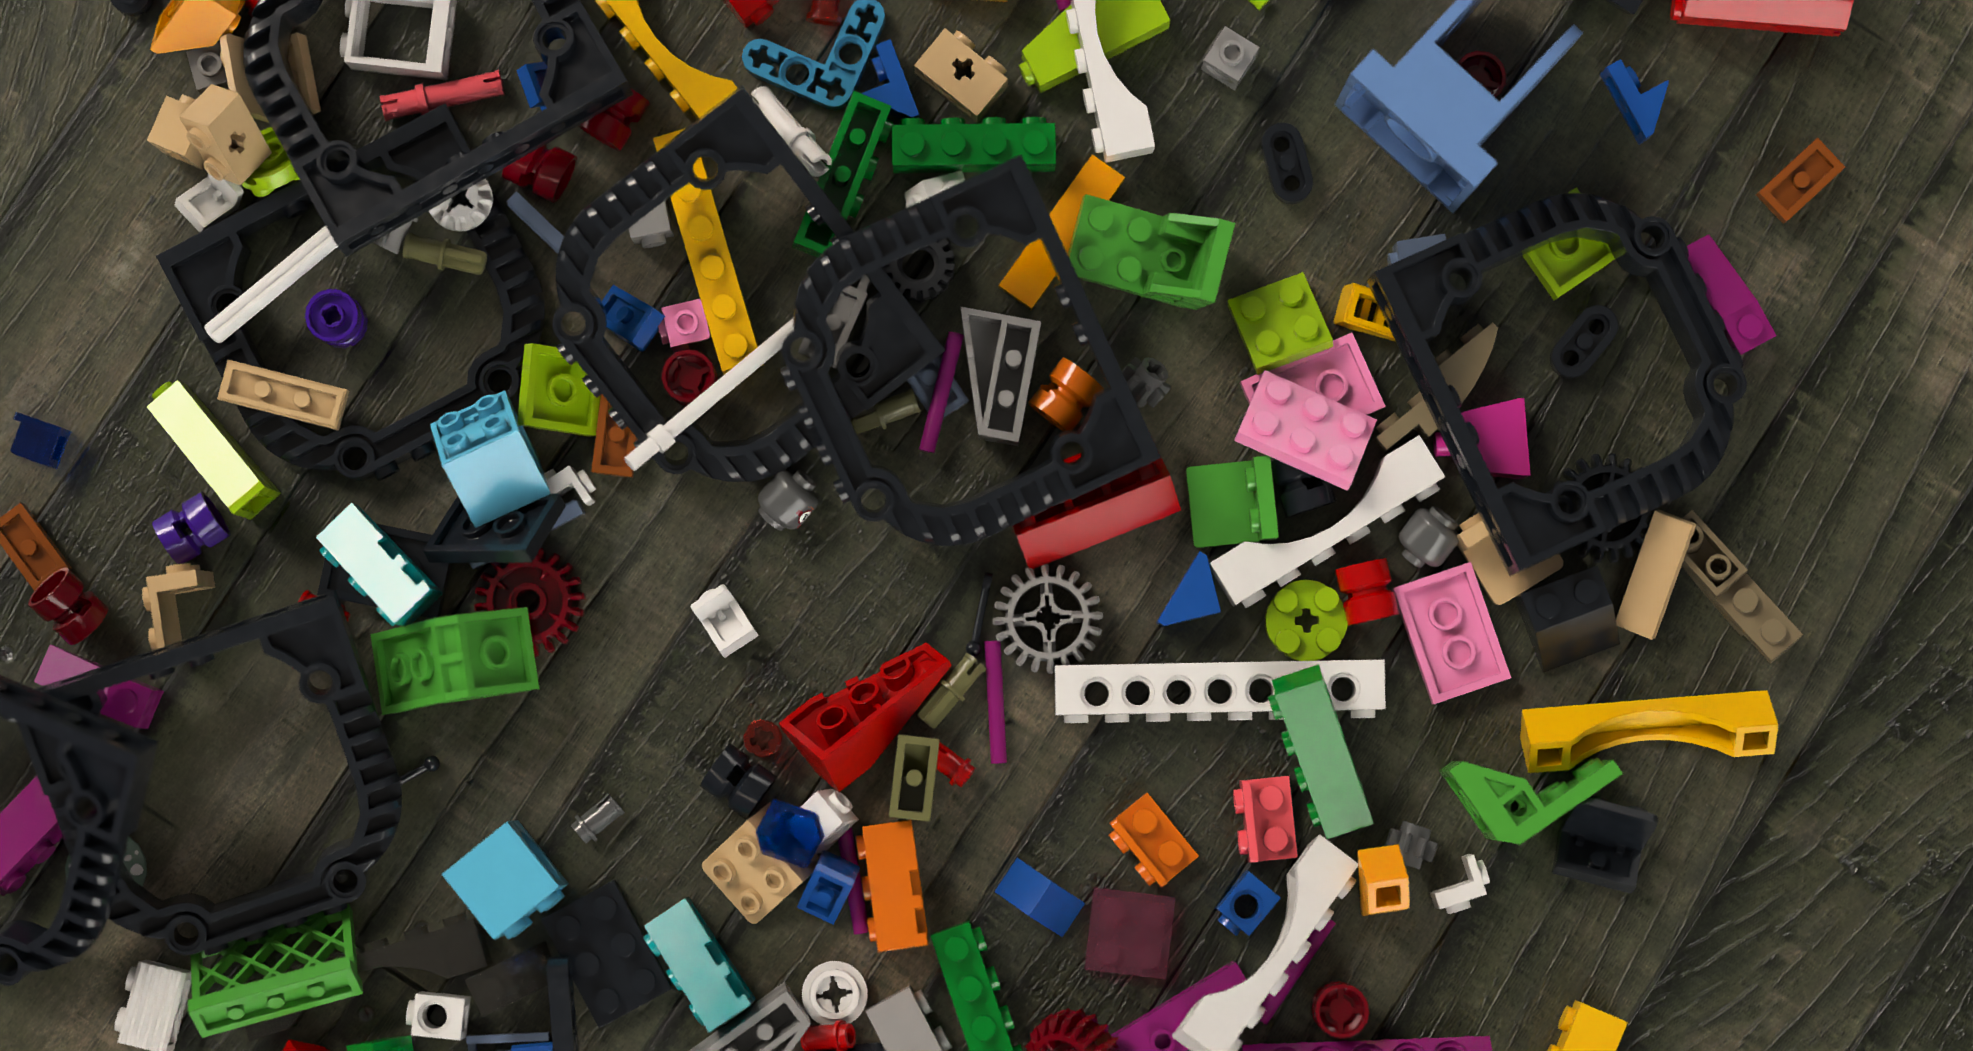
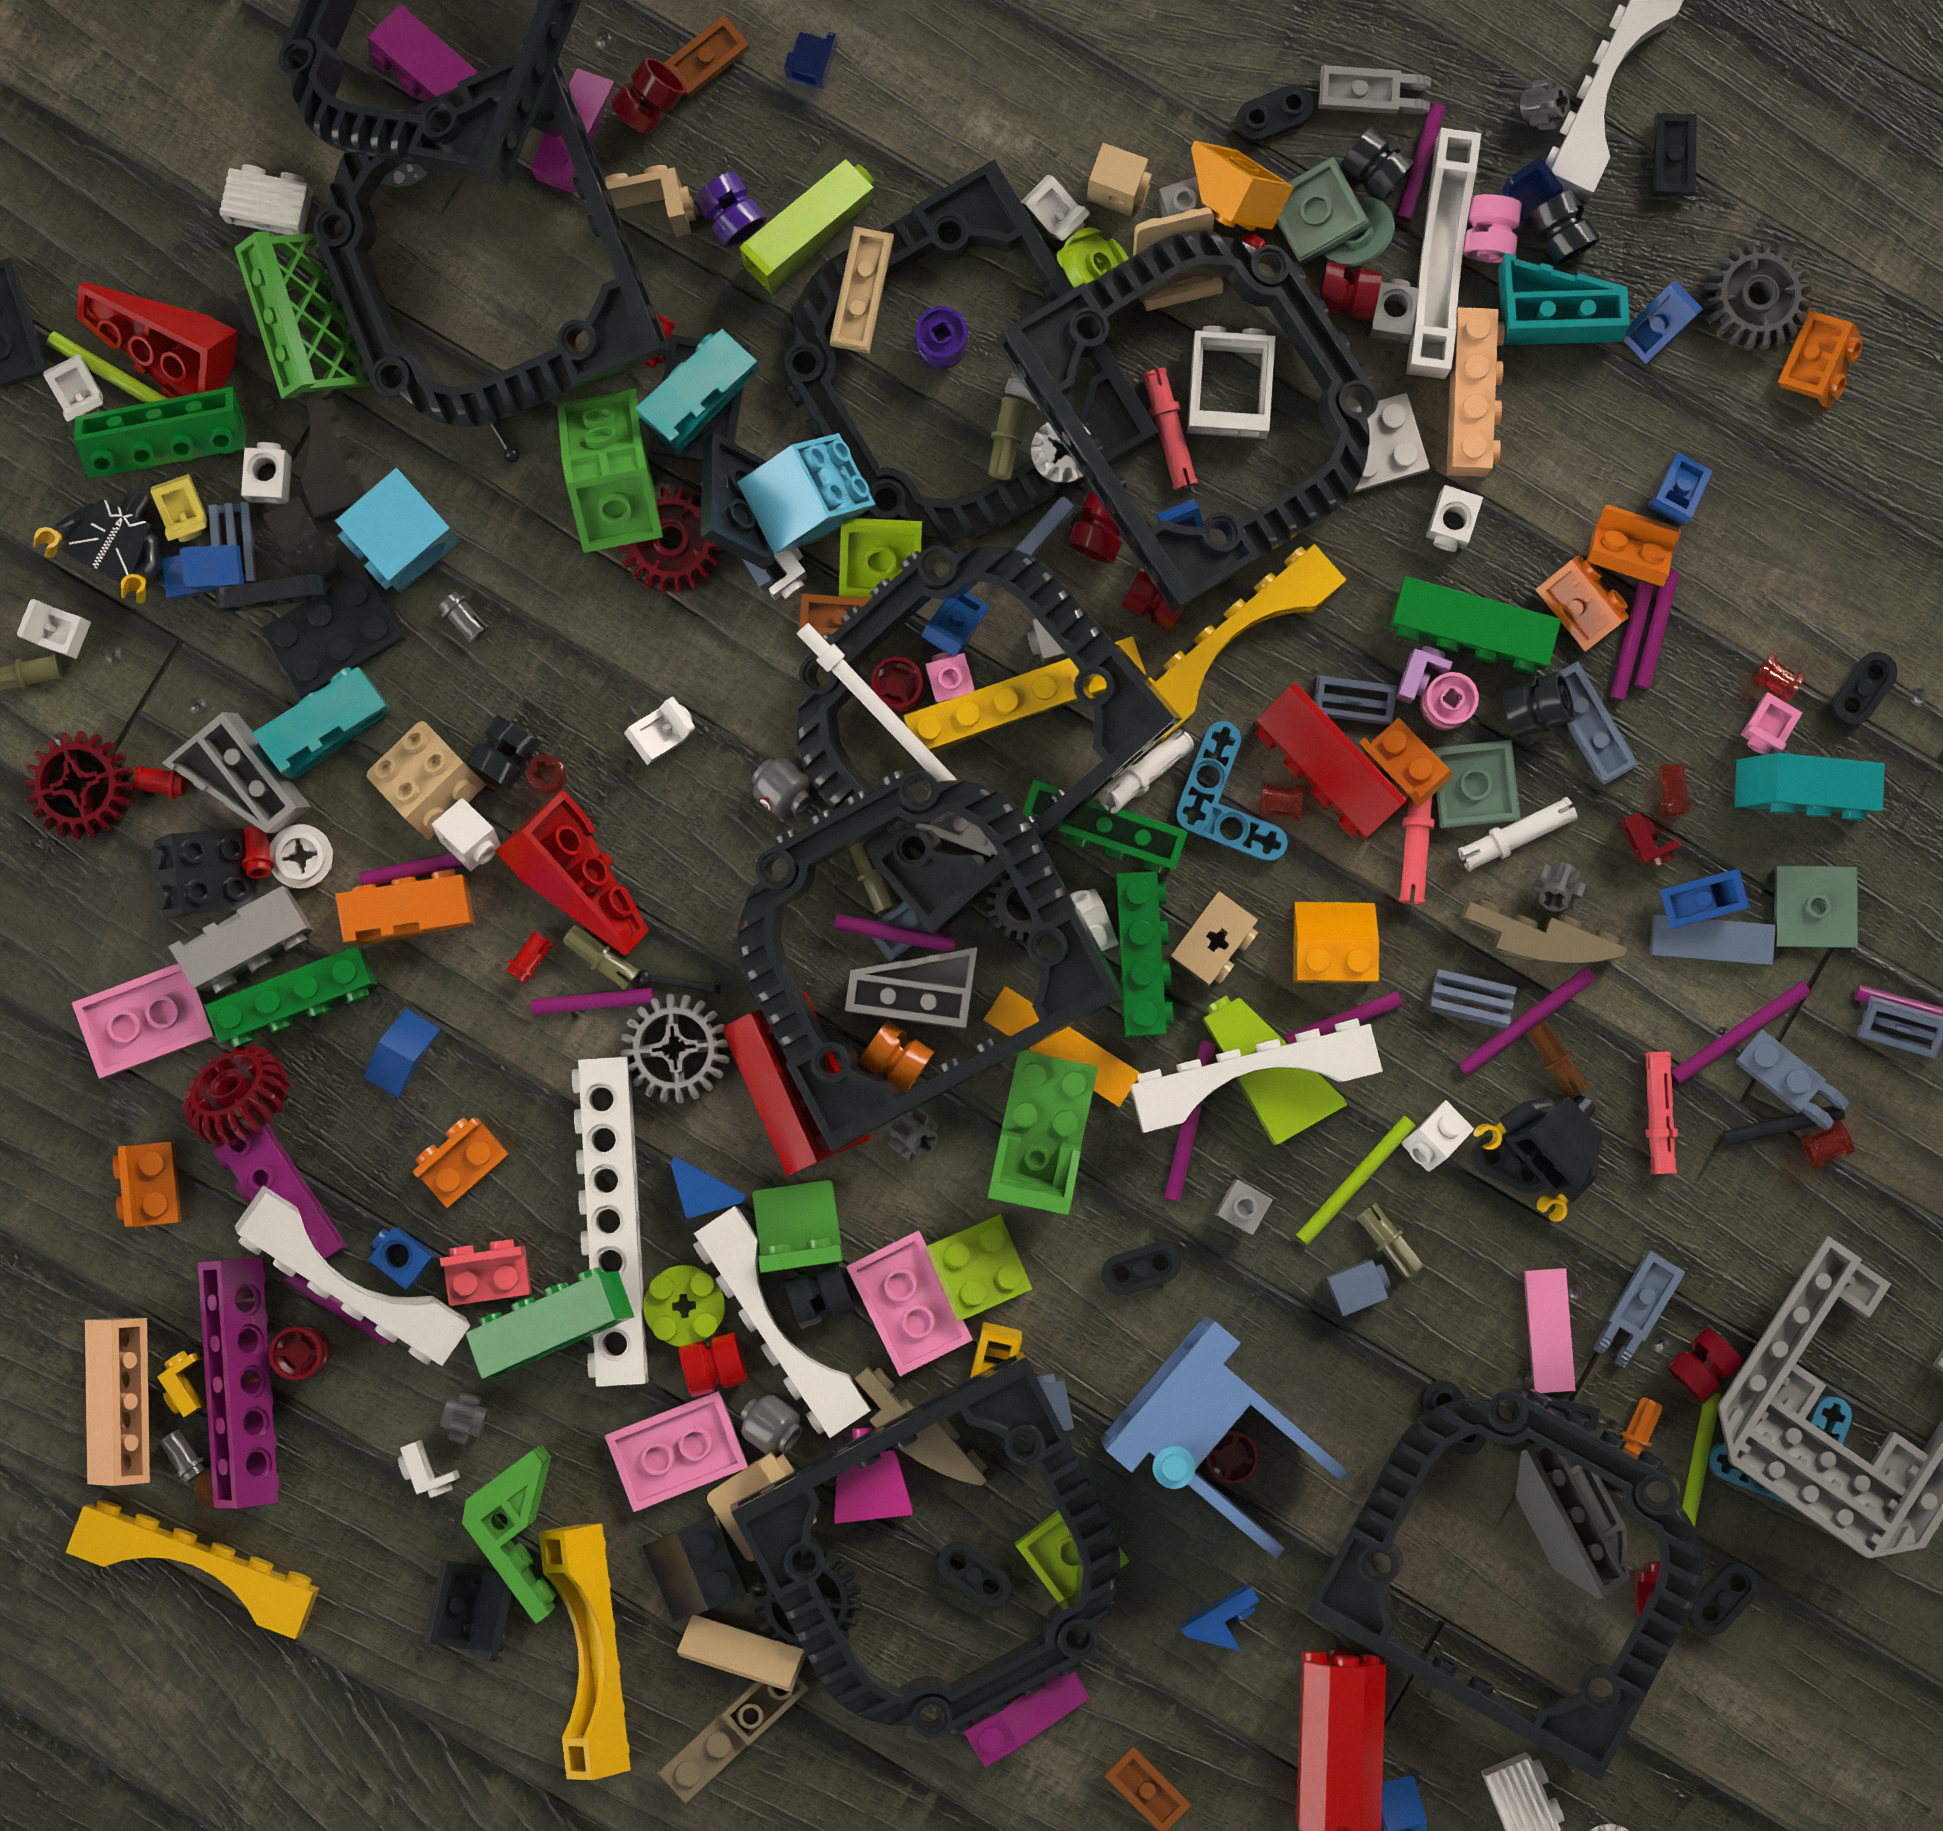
camera: 85 degrees right, 0 degrees up
(225, 135) = (1112, 218): tan brick -> none
(271, 286) = (966, 269): white axle -> none
(790, 833) = (448, 803): clear blue panel -> none
(828, 887) = (404, 845): blue slope -> none
(896, 91) = (1191, 876): blue slope -> none
(914, 778) = (509, 923): olive slope -> none
(1129, 933) = (370, 1143): clear pink plate -> none
(1158, 113) = (1187, 1135): none -> magenta bar
(1305, 430) = (869, 1296): bright pink plate -> none
(1382, 880) = (425, 1389): light orange slope -> none
(1494, 118) = (1173, 1467): none -> medium azure plate

